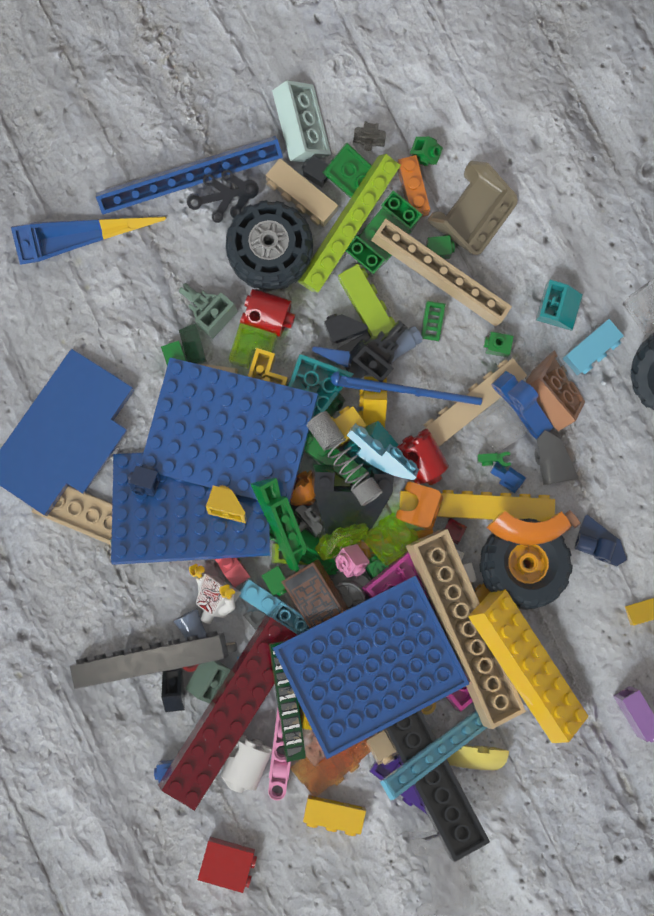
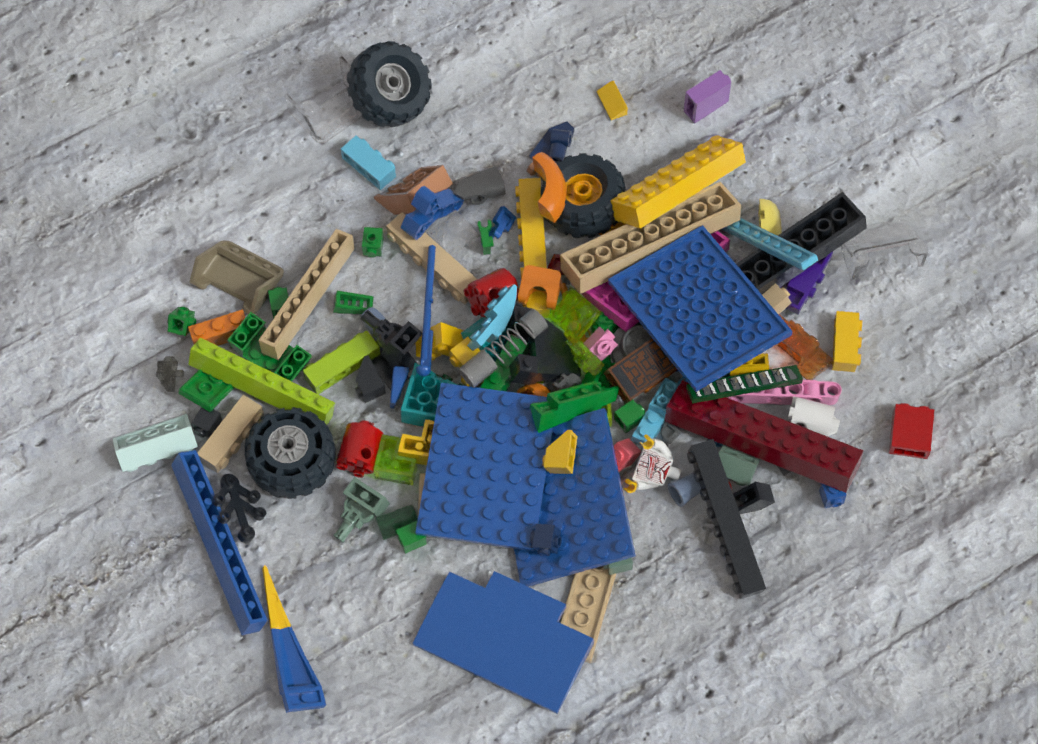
camera: 95 degrees left, 20 degrees down
(559, 305) = (329, 195): teal slope -> none

